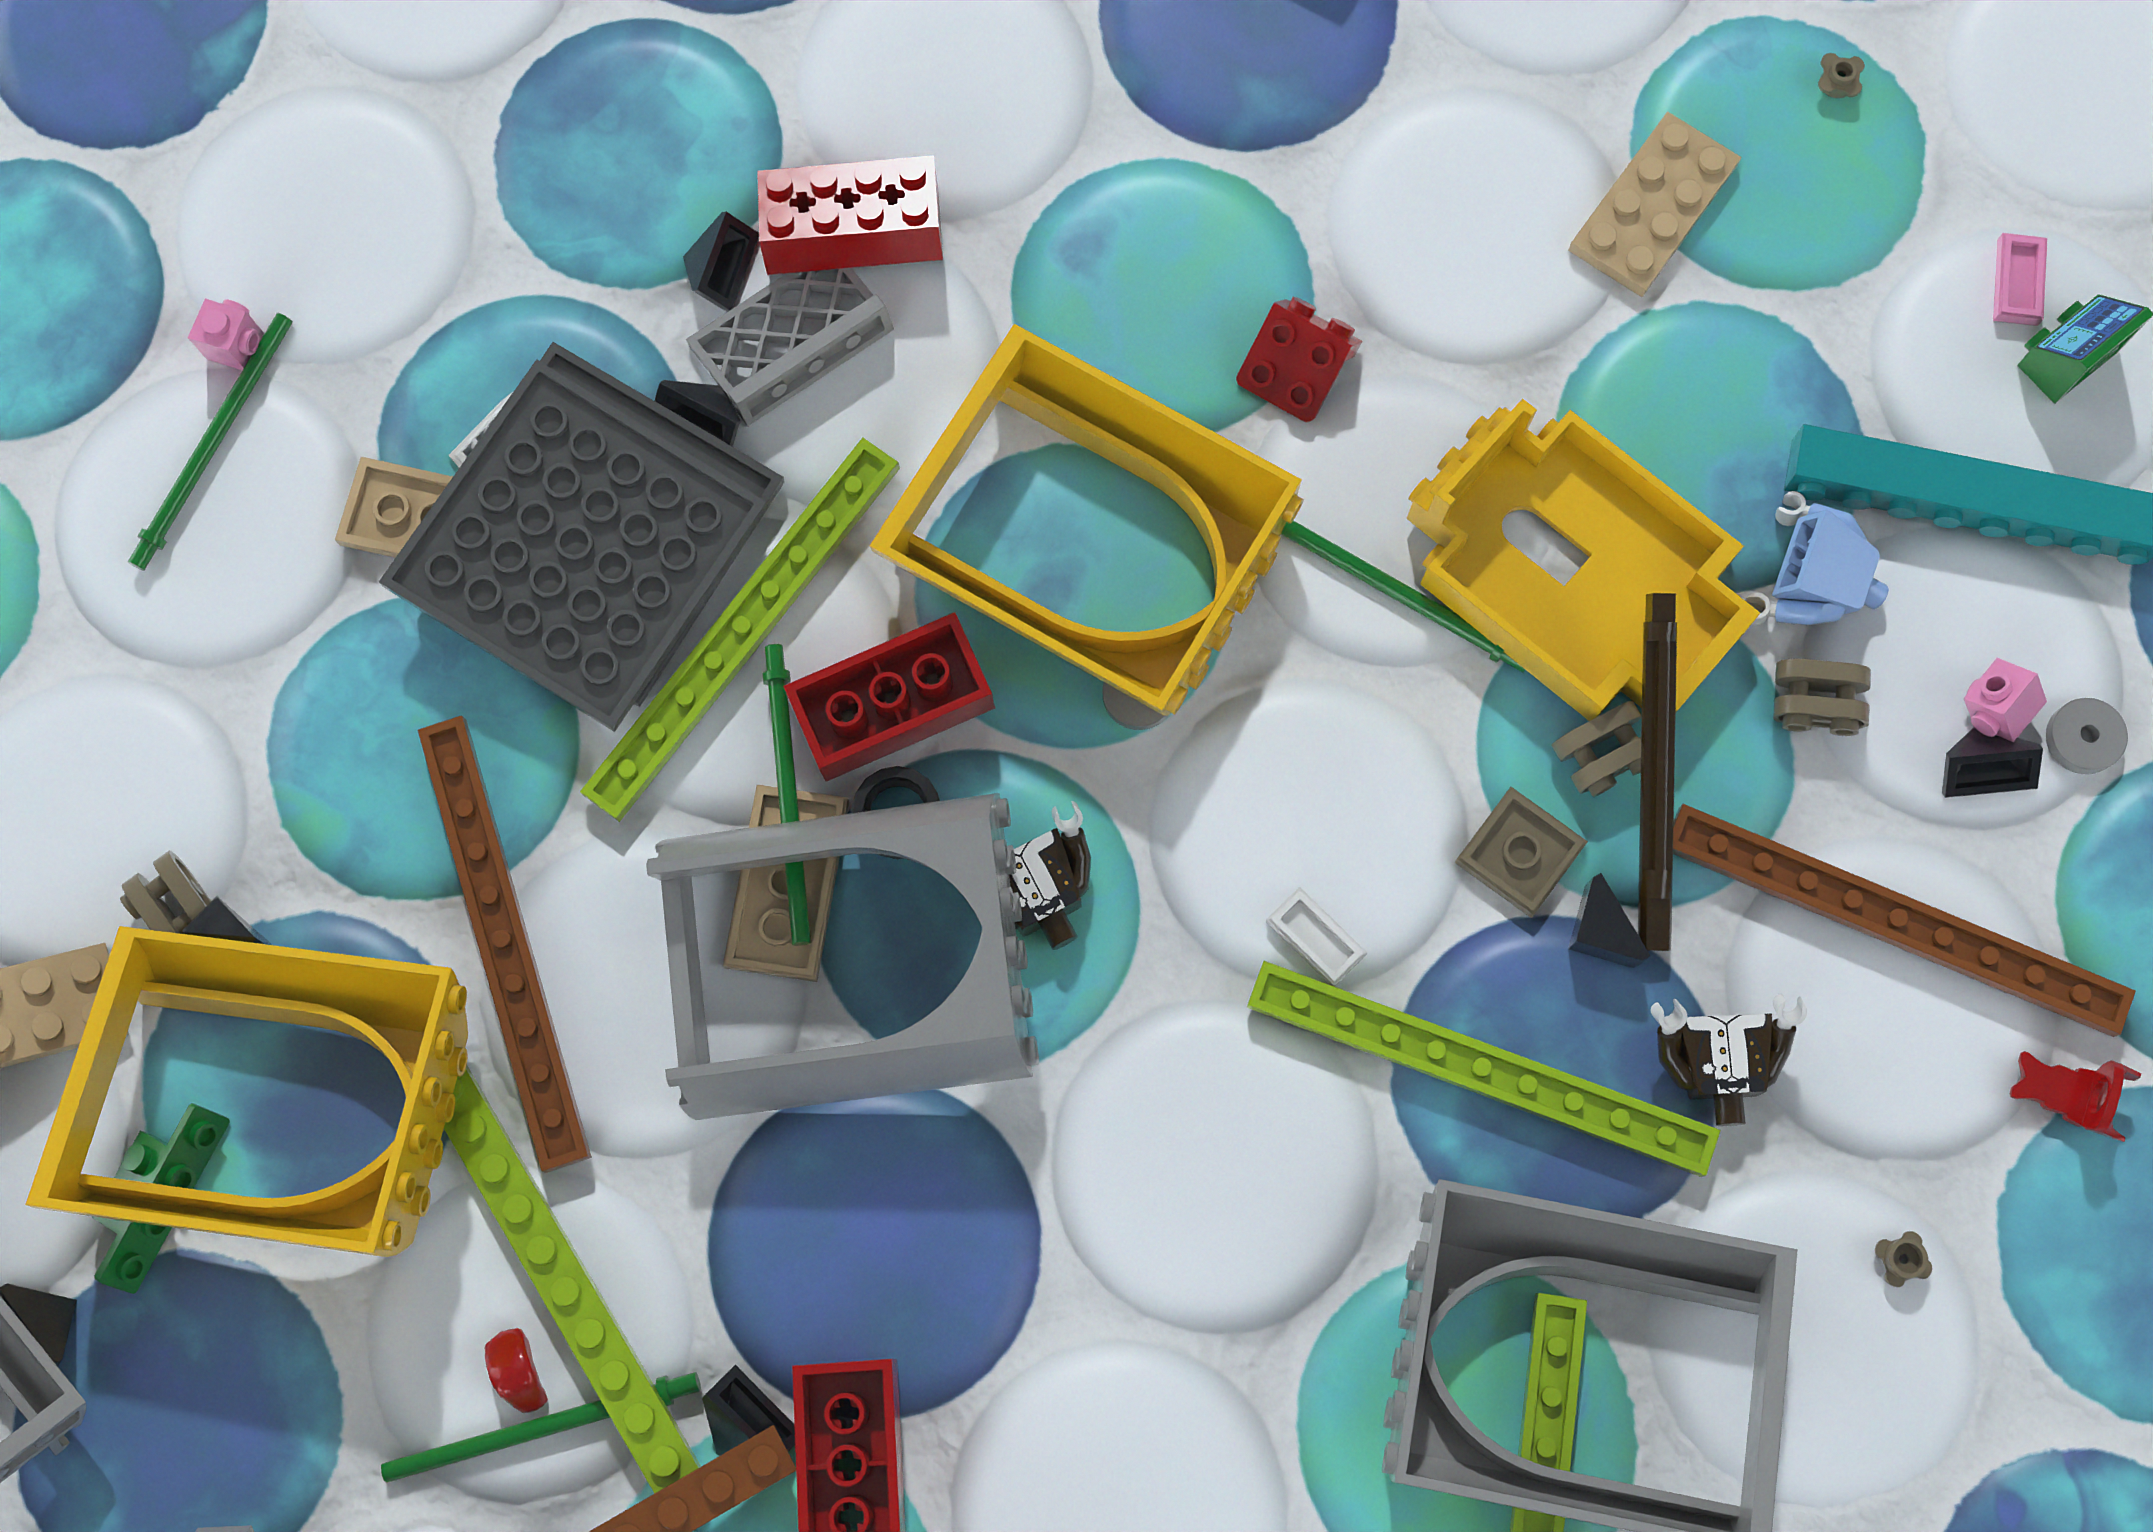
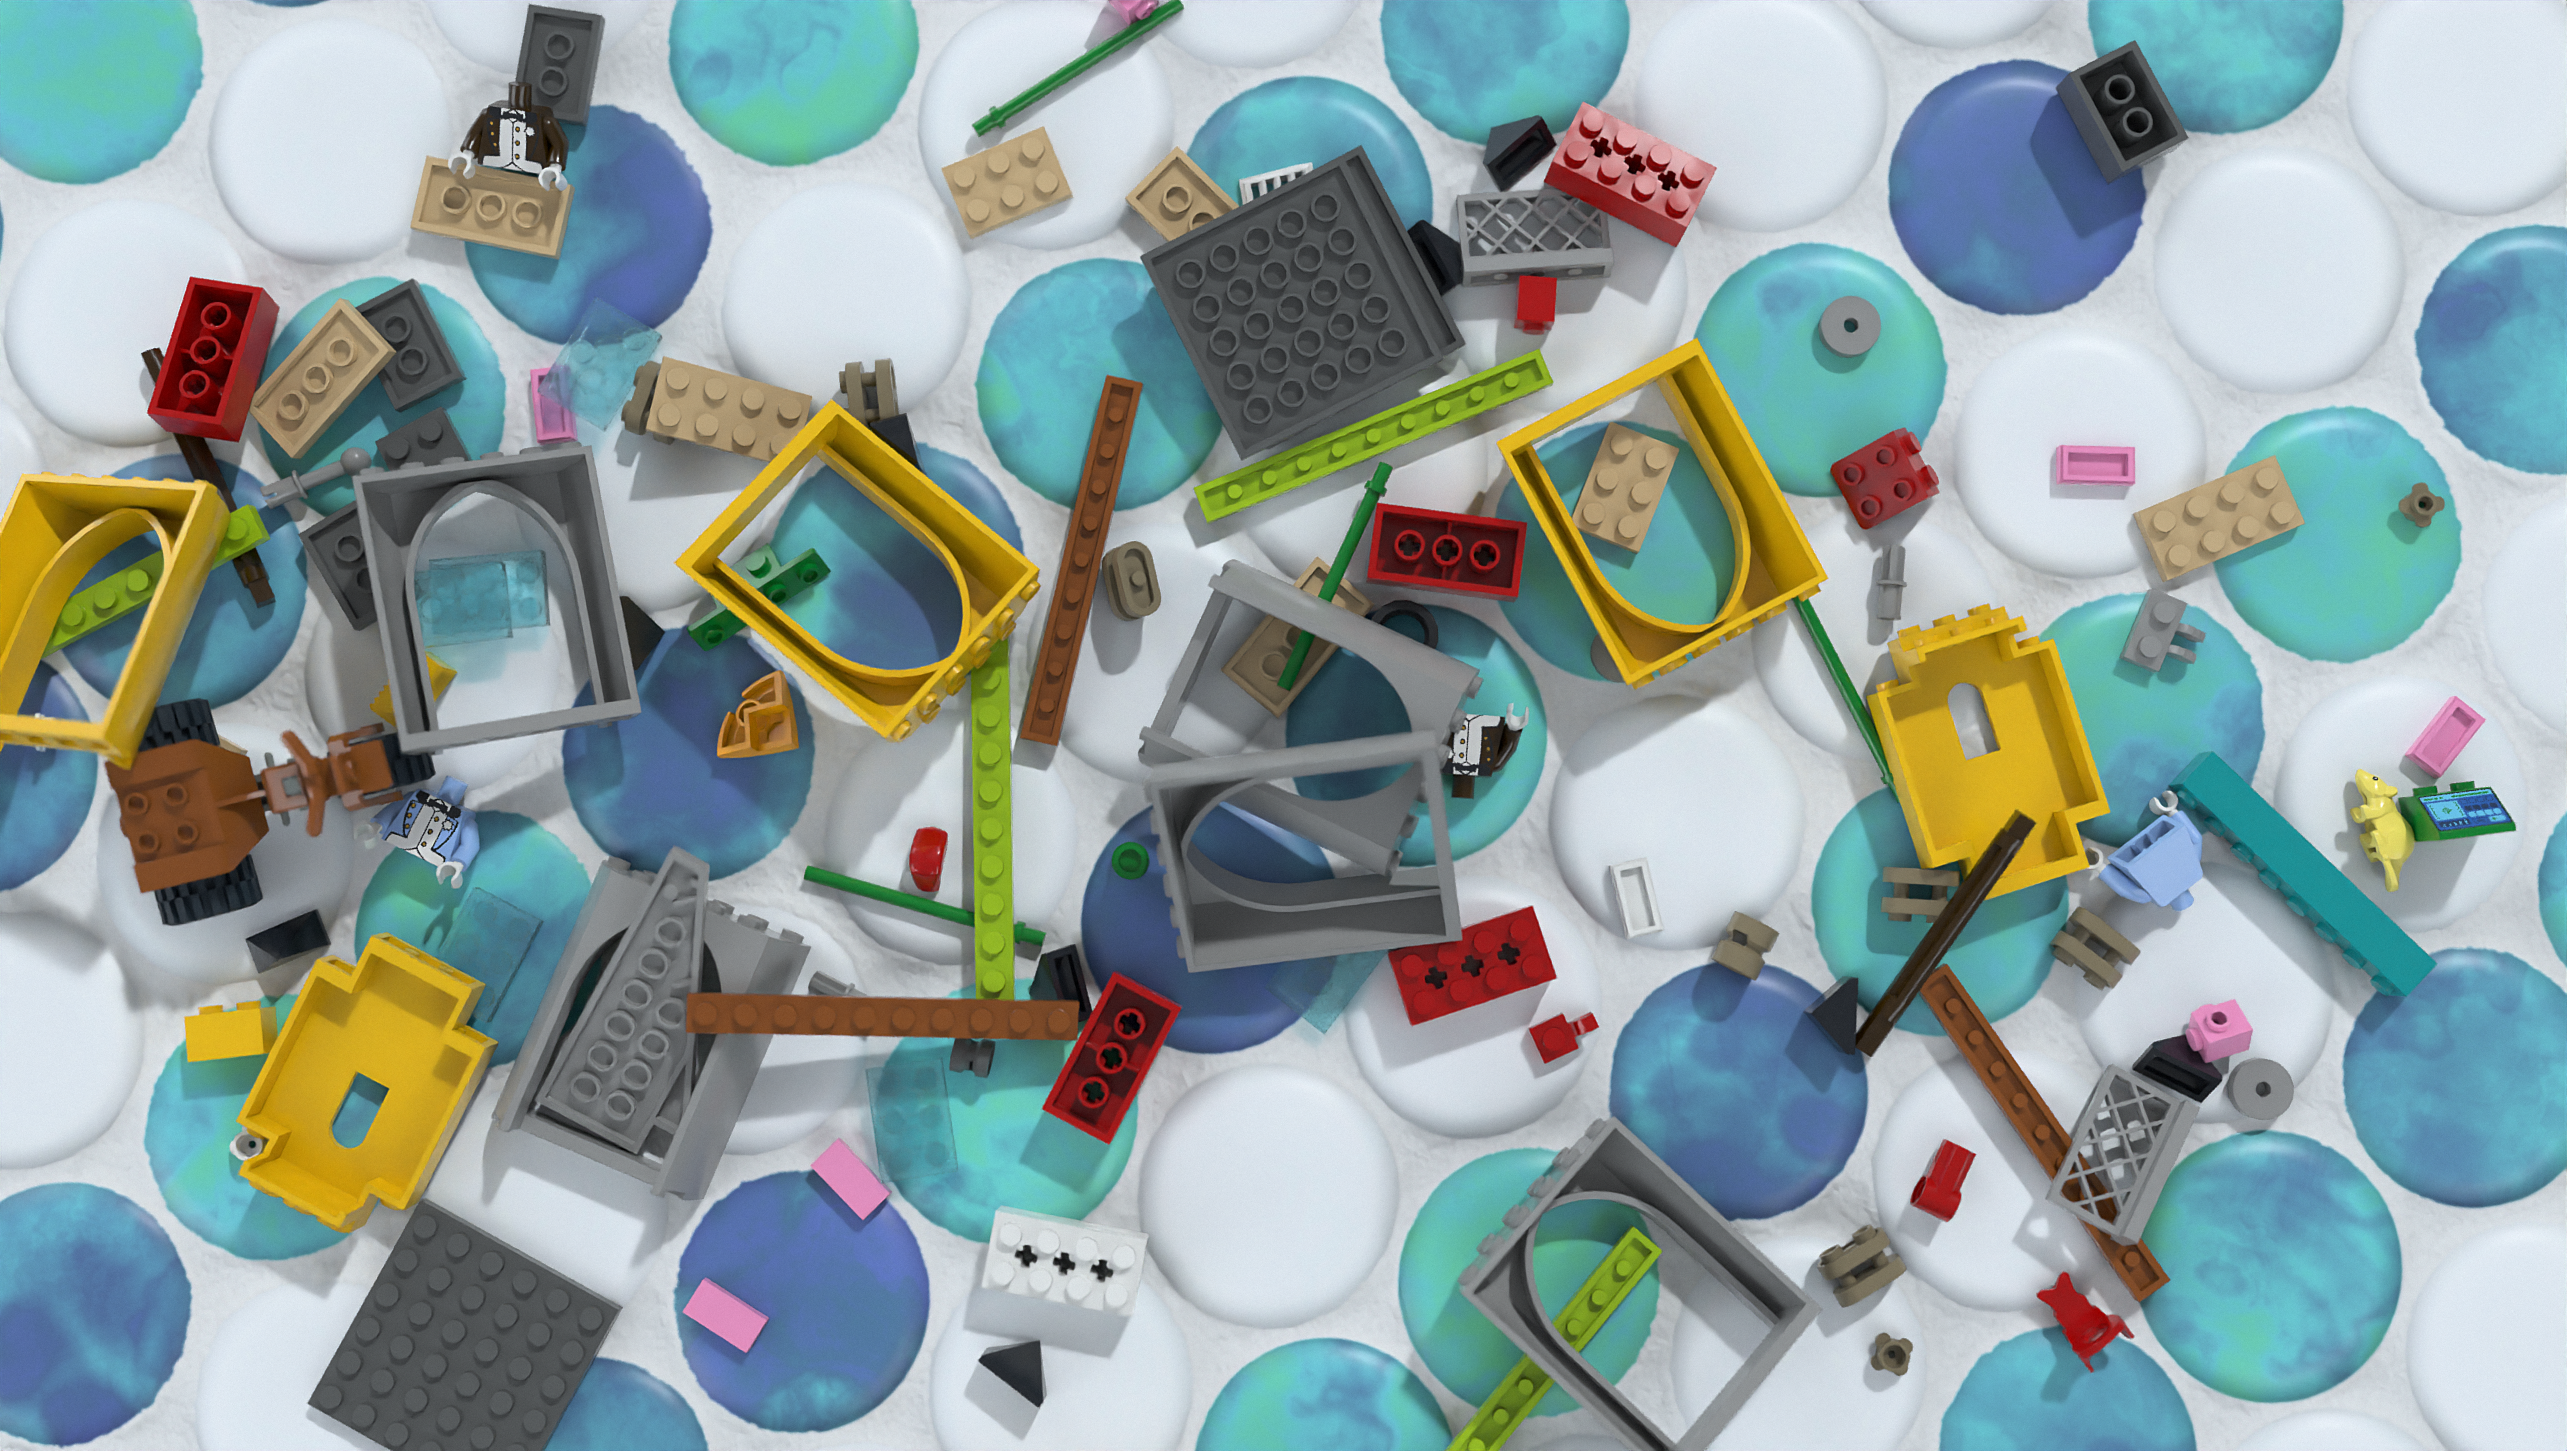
camera: 30 degrees right, 10 degrees up
(200, 599) = (1007, 182): none -> tan plate
(241, 1333) = (762, 722): none -> light orange brick
(568, 928) = (1131, 581): none -> dark tan brick
(744, 1233) = (1130, 860): none -> green tile
(831, 396) = (1535, 304): none -> red brick
(905, 1222) = (1253, 922): none -> light grey panel
(1031, 1214) = (1323, 985): none -> clear light blue plate
(1038, 524) = (1624, 487): none -> tan plate
(1167, 254) = (1858, 312): none -> light grey piece
(1180, 1083) = (1494, 976): none -> red brick
(1325, 1136) = (1557, 1037): none -> red plate
(1372, 457) = (1891, 583): none -> light grey axle
(1462, 914) = (1732, 951): none -> dark tan wheel
(1484, 1069) = (1692, 1057): lime plate -> none
(1499, 225) = (2095, 465): none -> bright pink tile
(1521, 852) = (1814, 926): dark tan tile -> none
(1666, 347) = (2154, 630): none -> light grey hinge
(1726, 1054) = (1863, 1150): torso -> none
(1781, 1191) = (1867, 1244): none -> dark tan brick
(1833, 1047) = (1939, 1190): none -> red piece
(2031, 403) = (2387, 832): none -> light yellow animal
(2038, 894) = (2152, 1171): none -> light grey fence

